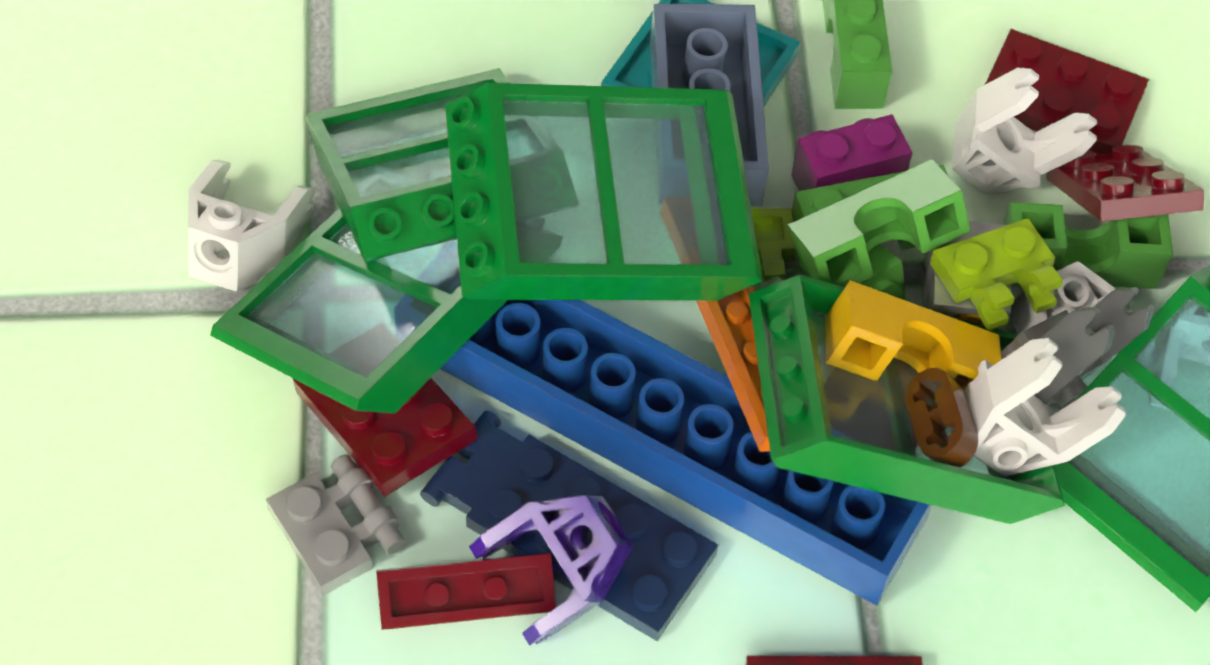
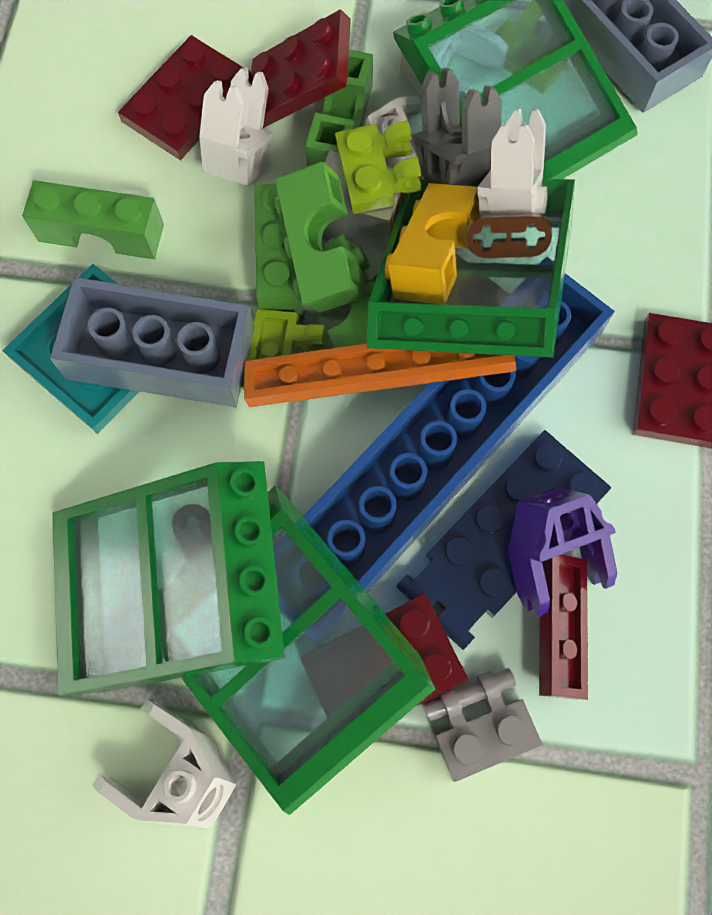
camera: 75 degrees left, 15 degrees up
(599, 193) = (260, 444): window -> none
(851, 153) = (223, 252): magenta brick -> none

